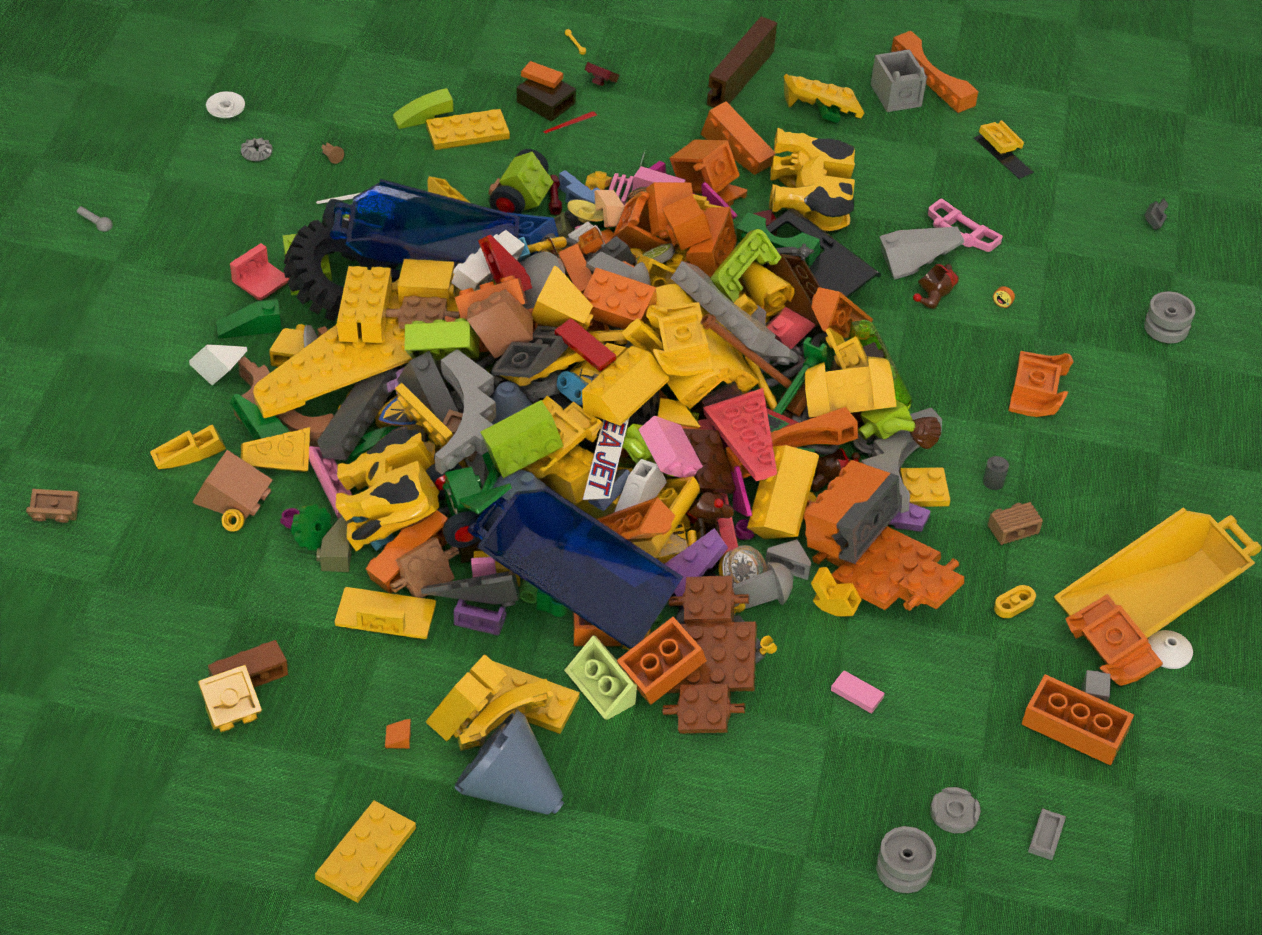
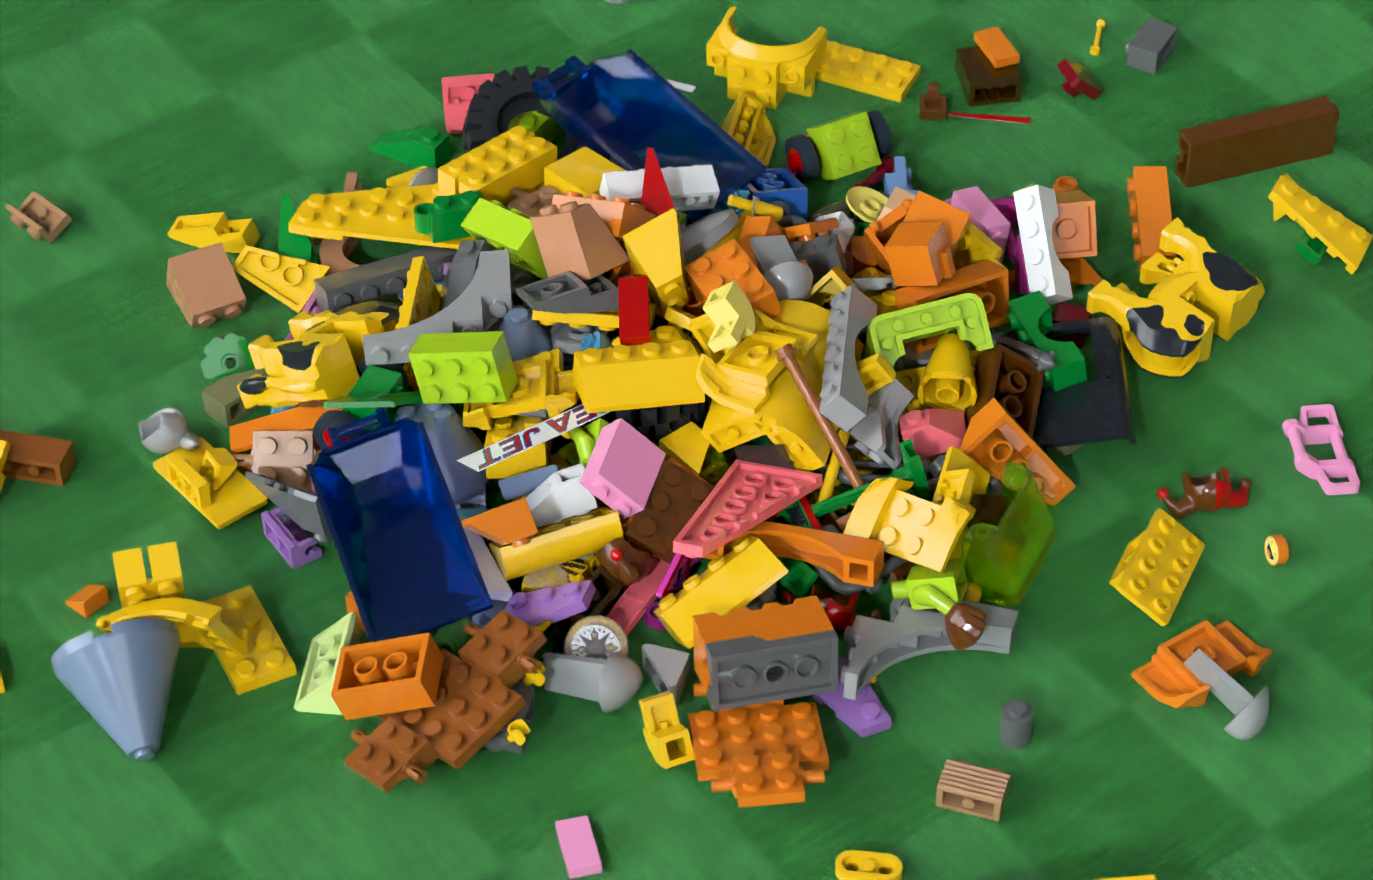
camera: 45 degrees right, 5 degrees down
(216, 360) = (325, 163): white slope -> none
(226, 520) = (174, 317): yellow plate -> none
(325, 596) = (167, 432): none -> light grey hair
(334, 154) = (688, 29): medium nougat piece -> none
(376, 349) = (444, 217): none -> green hinge
(389, 596) = (217, 466): none -> yellow slope
(415, 159) = (763, 69): none -> yellow piece
(424, 108) = (840, 26): lime slope -> none
(534, 130) = (931, 104): none -> reddish brown plate
(598, 180) = (938, 187): yellow bracket -> none
(615, 32) = (1151, 46): none -> dark grey piece
(652, 317) = (731, 314): none -> light yellow brick
(665, 144) = (1065, 183): none -> orange plate
(725, 182) = (1035, 214): none -> white arch
(912, 248) = (1216, 435): light grey wedge -> none
(926, 486) = (920, 693): yellow plate -> none
(957, 339) = (1158, 566): none -> yellow bracket
(1090, 392) = (1249, 710): none -> light grey piece

